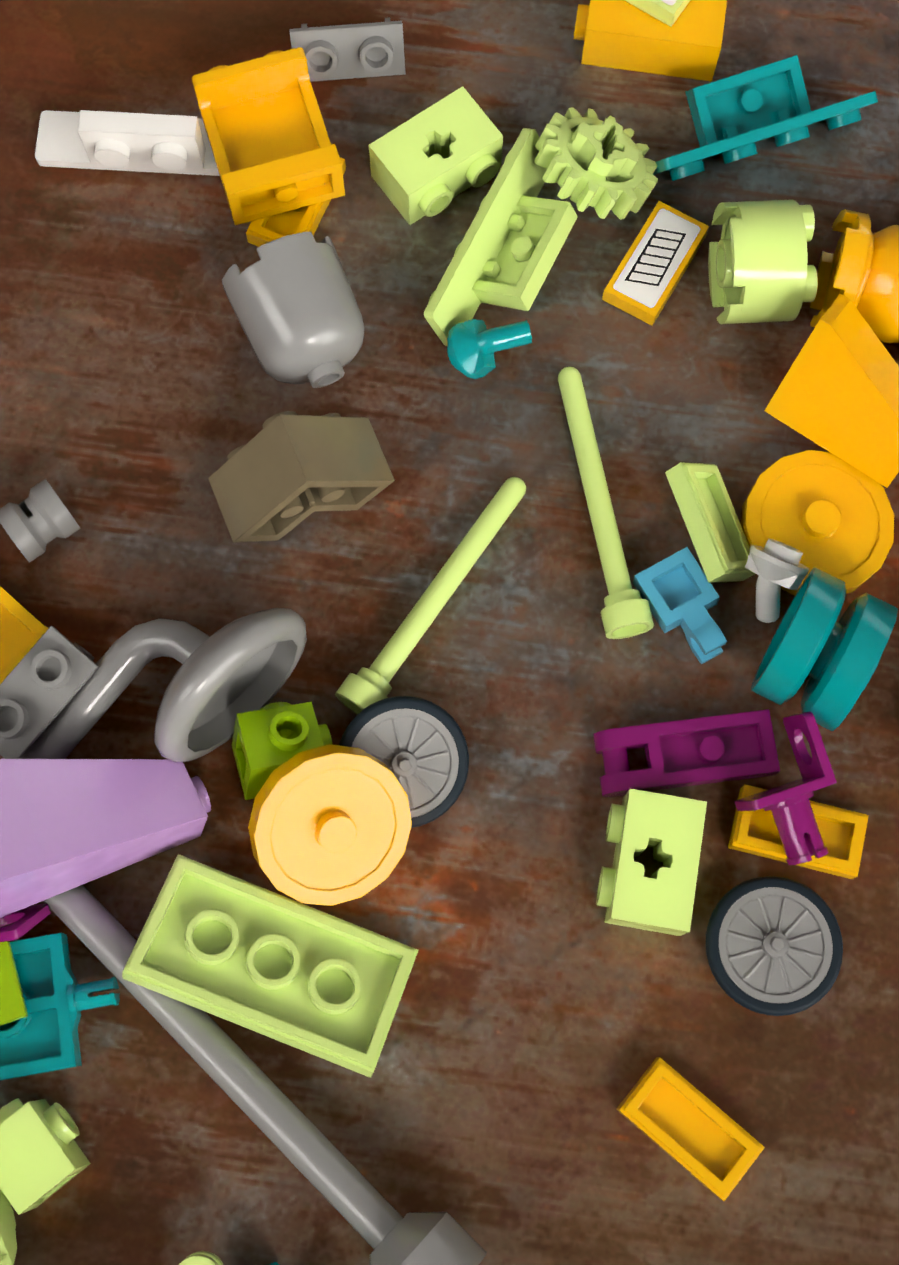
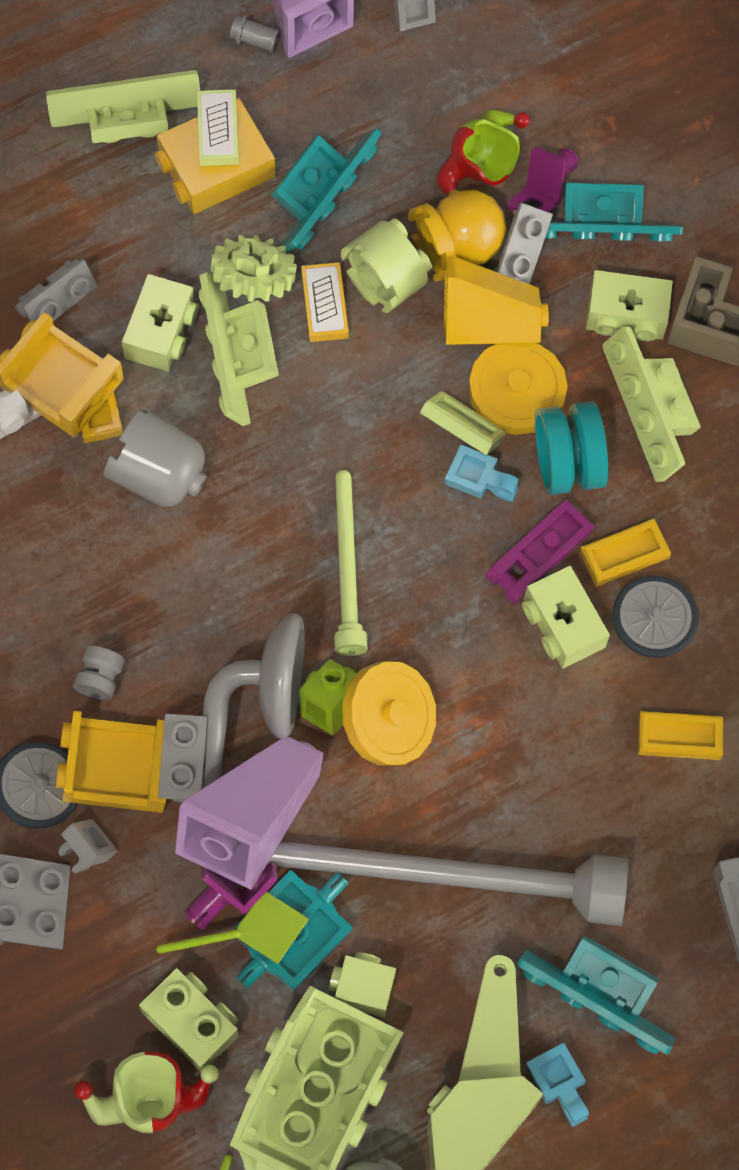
camera: 40 degrees left, 5 degrees down
(271, 965) = (412, 805): yellowish green tile -> none
(298, 469) = (225, 547): dark tan brick -> none
(419, 747) = (400, 641): light grey wheel -> none
(473, 345) = (263, 415): teal plate -> none
(624, 610) = (453, 500): yellowish green piece -> none
(777, 567) = (516, 422): white plate -> none
(791, 801) = (611, 537): magenta bracket -> none

